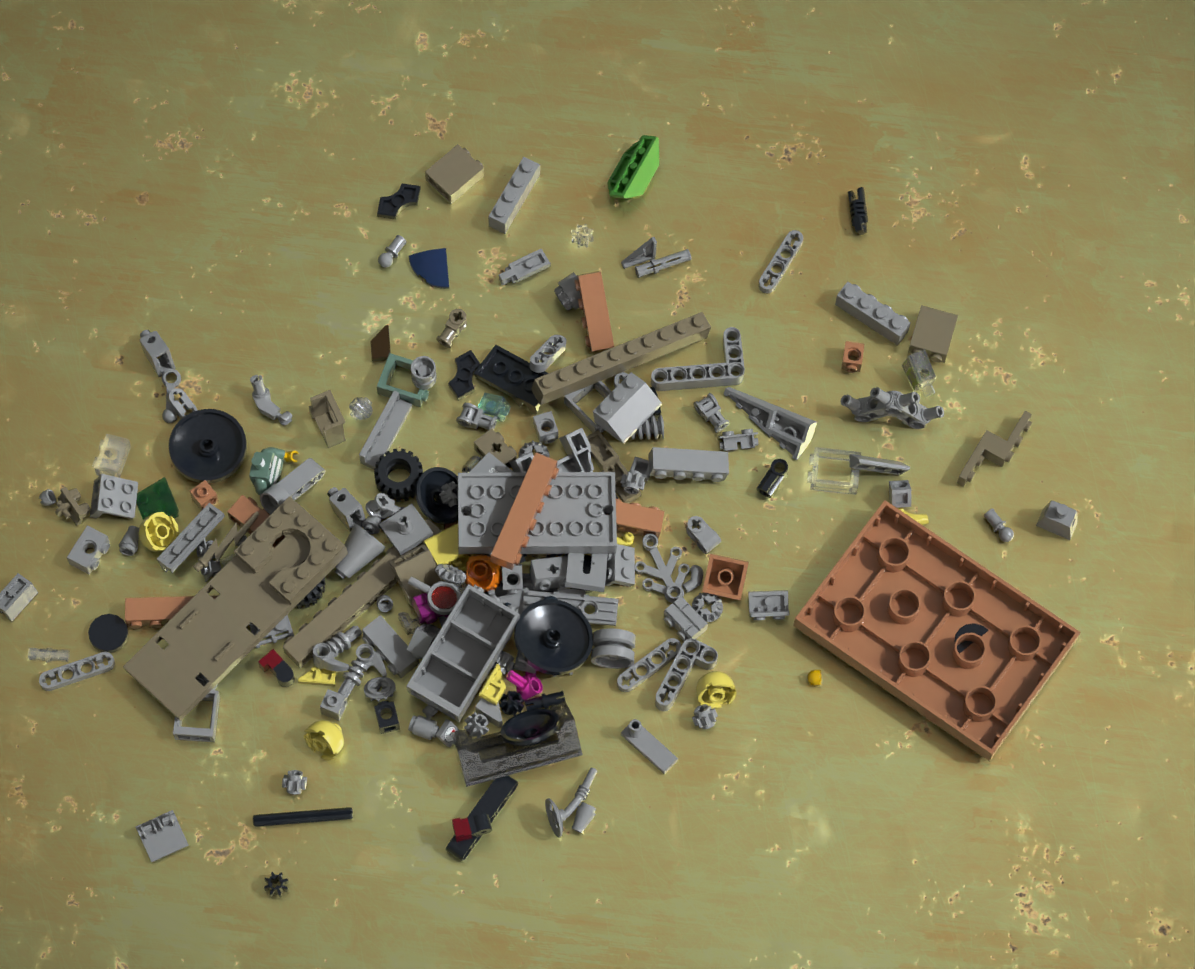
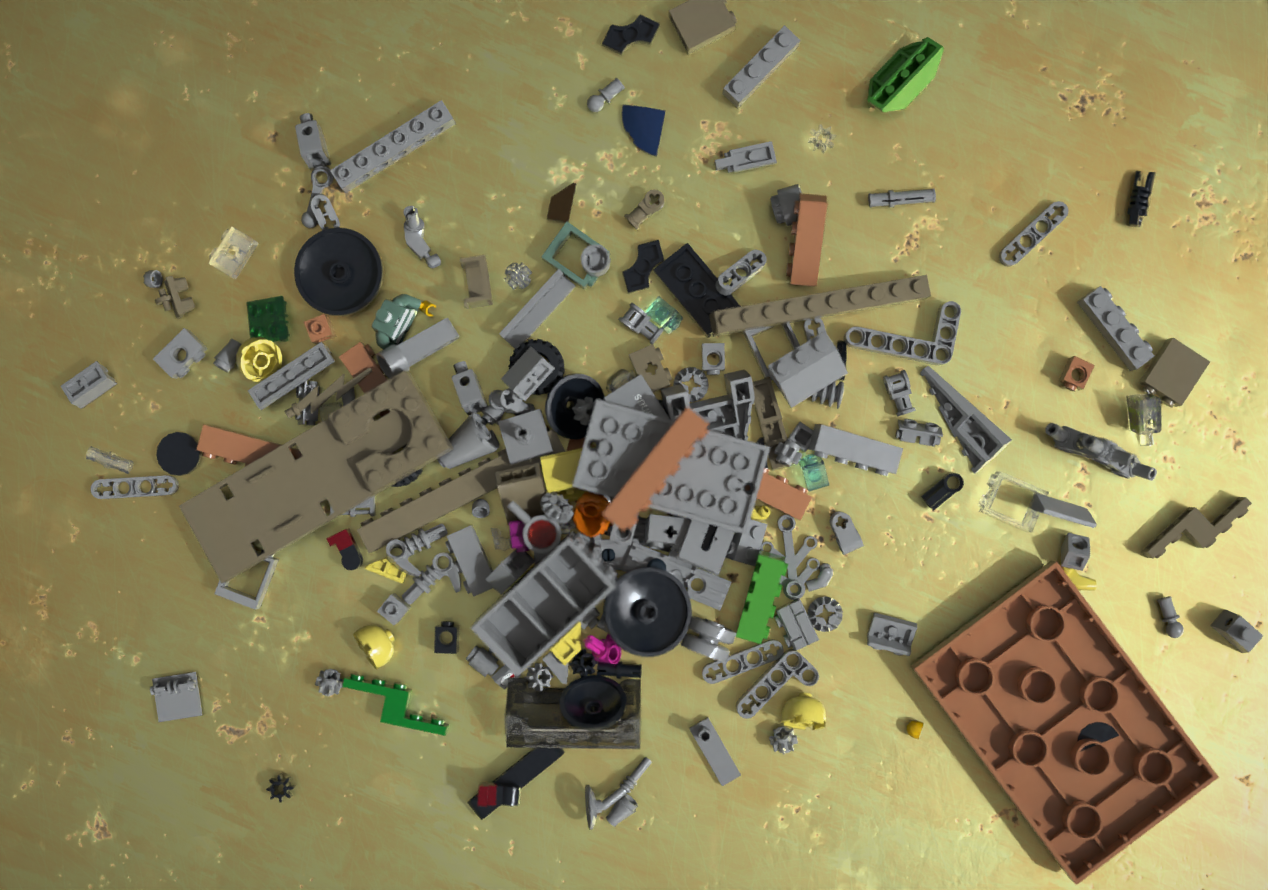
camera: 20 degrees right, 20 degrees up
(114, 497) = (223, 301): light grey bracket -> none
(225, 337) = (393, 146): none -> light grey brick
(303, 816) = (329, 720): black axle -> none
(358, 785) = (396, 704): none -> green bracket
(374, 685) = (443, 597): light grey gear -> none
(393, 476) = (527, 373): none -> light grey hinge
(642, 254) = (882, 181): light grey tile -> none
(647, 602) = (760, 597): none -> bright green wedge
(660, 494) = (814, 472): none -> clear light blue bracket
(725, 576) = (854, 591): nougat slope -> none

